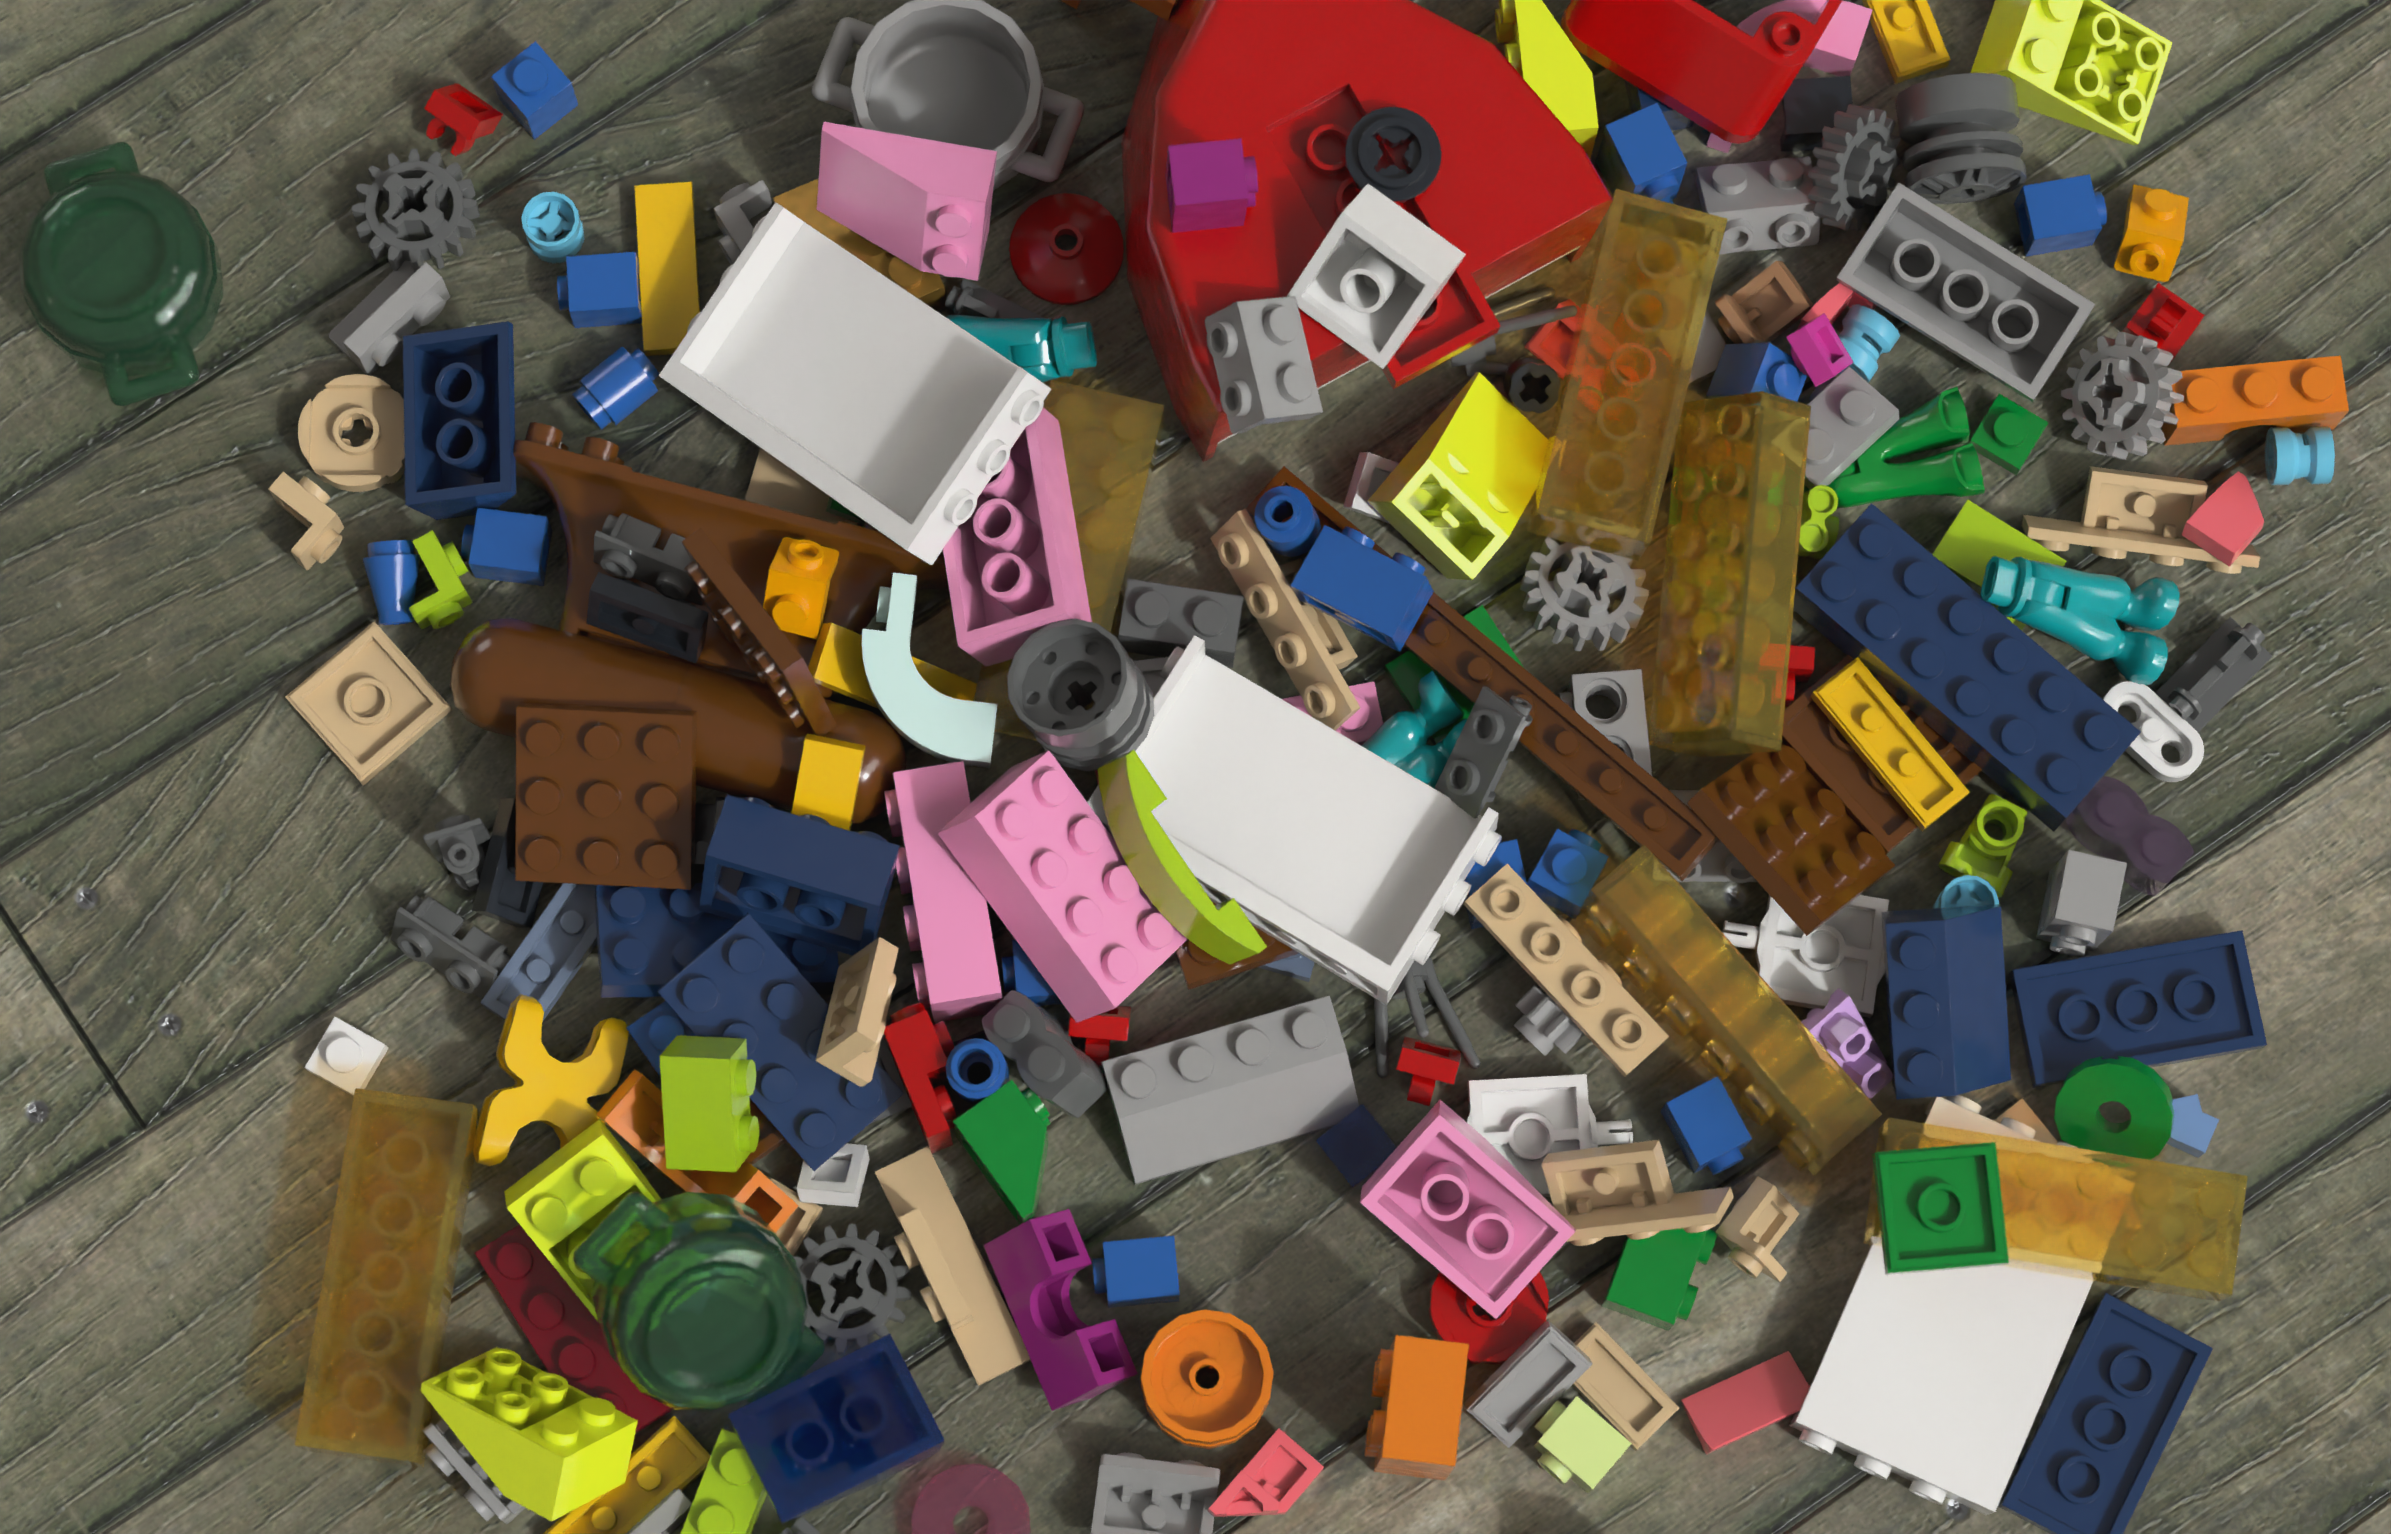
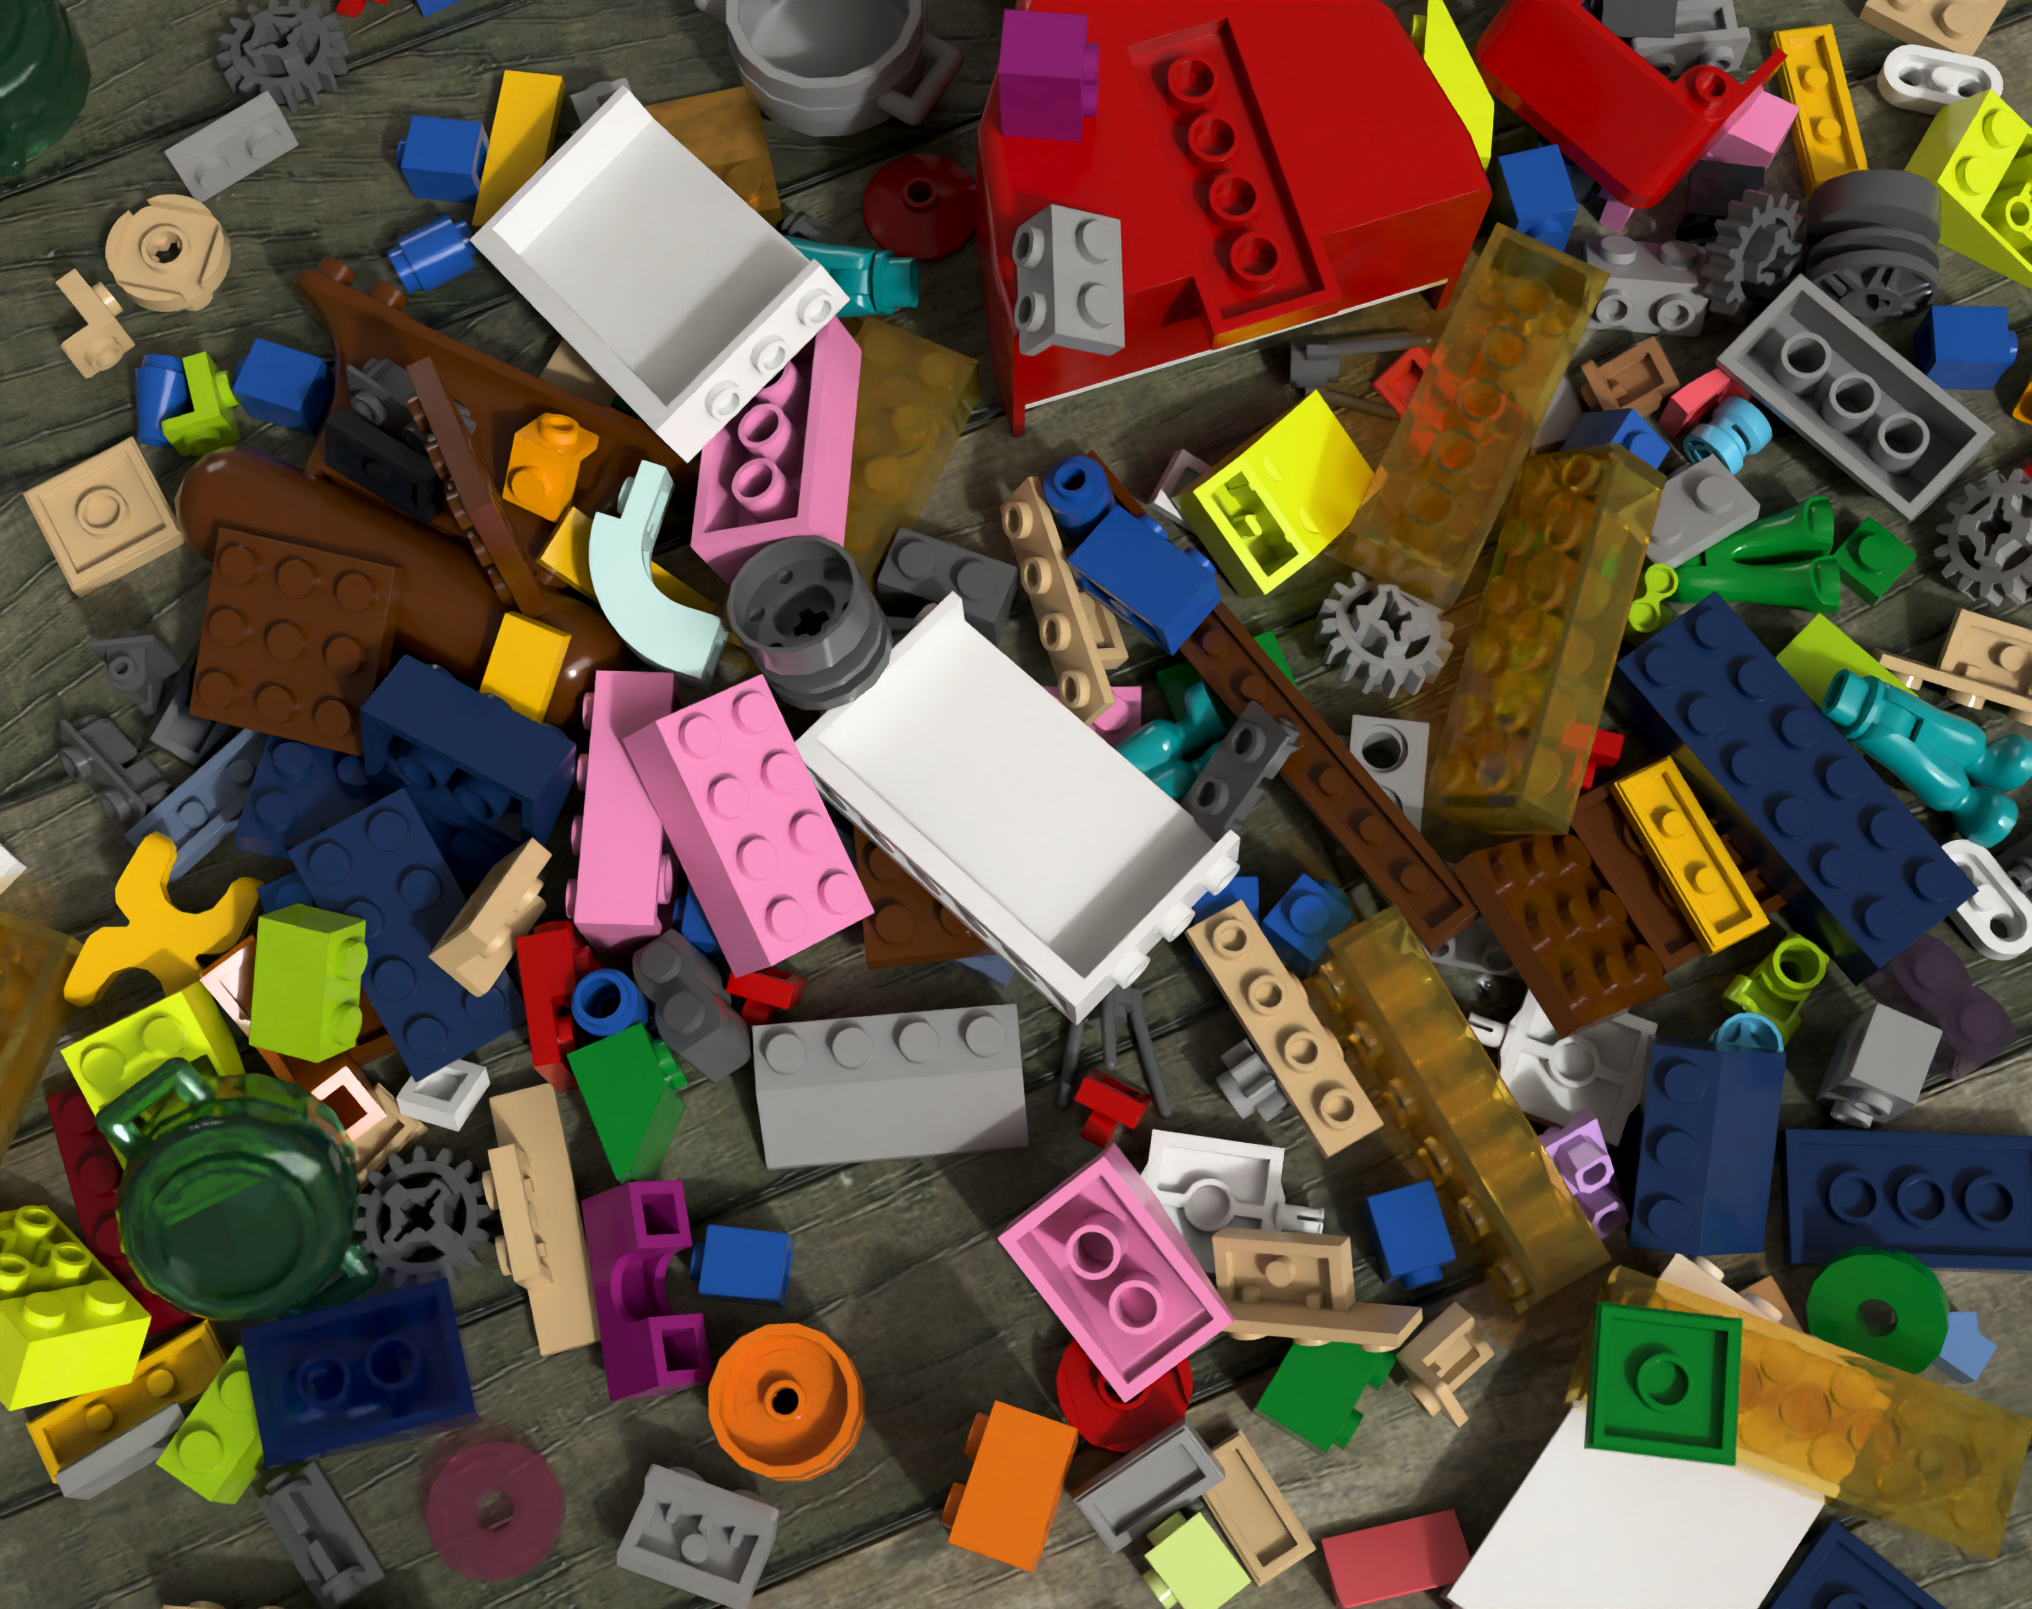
camera: 20 degrees right, 5 degrees down
(459, 420) = (255, 248): dark blue slope -> none
(550, 215) = (411, 88): medium azure wheel -> none
(909, 196) = (761, 100): bright pink slope -> none
(1128, 799) = (855, 829): lime slope -> none
(1269, 1480) = (835, 1534): coral slope -> none
(1357, 1144) = (1015, 1174): clear blue plate -> none
(1375, 275) = (1212, 211): white slope -> none
(1393, 128) = (1265, 68): black gear -> none
(1514, 385) = (1373, 397): black bush -> none
(1818, 350) = (1683, 427): dark pink plate -> none

